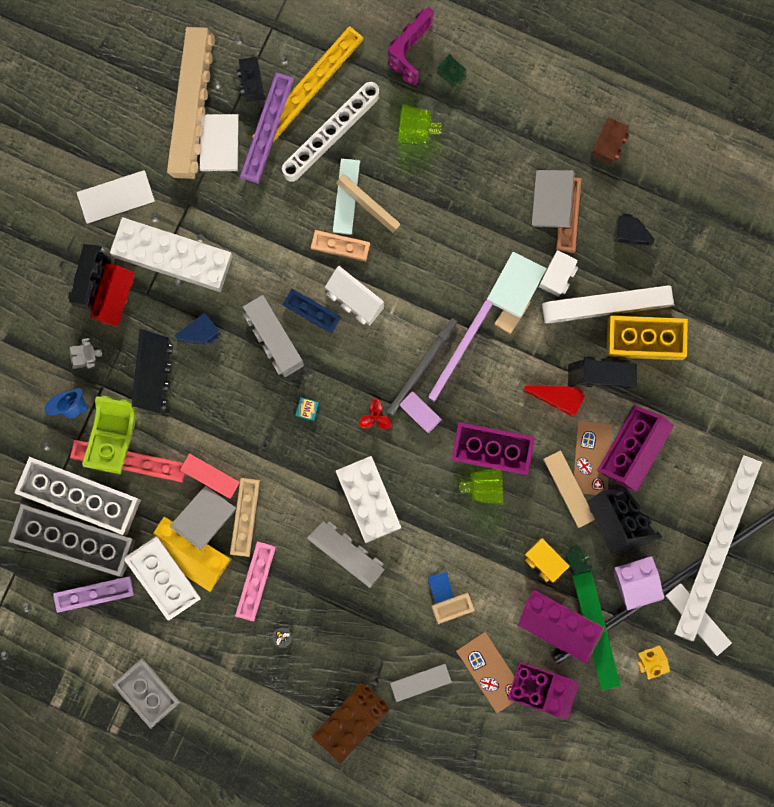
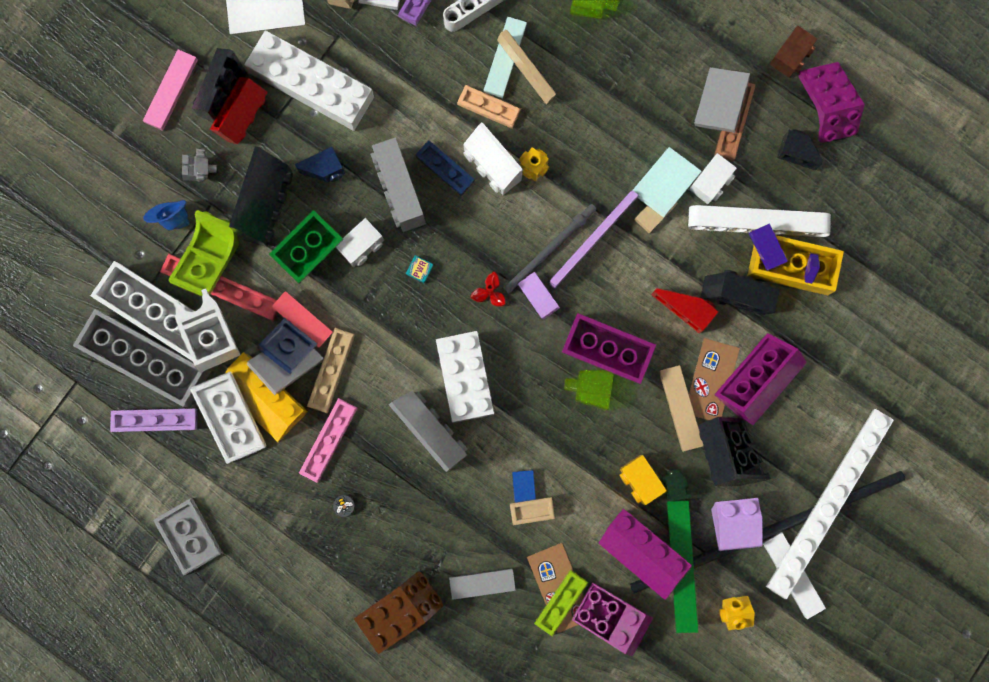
camera: 10 degrees right, 0 degrees up
(43, 287) = (170, 90): none -> bright pink tile
(123, 501) = (202, 326): none -> white brick
(201, 409) = (306, 247): none -> green slope
(202, 503) = (287, 346): none -> dark blue tile
(248, 396) = (360, 243): none -> white brick
(392, 298) = (531, 170): none -> yellow brick
(494, 685) = (561, 603): none -> lime tile
(618, 328) = (768, 247): none -> dark purple tile
(654, 180) = (835, 101): none -> magenta bracket
(661, 340) = (812, 268): none -> dark purple tile

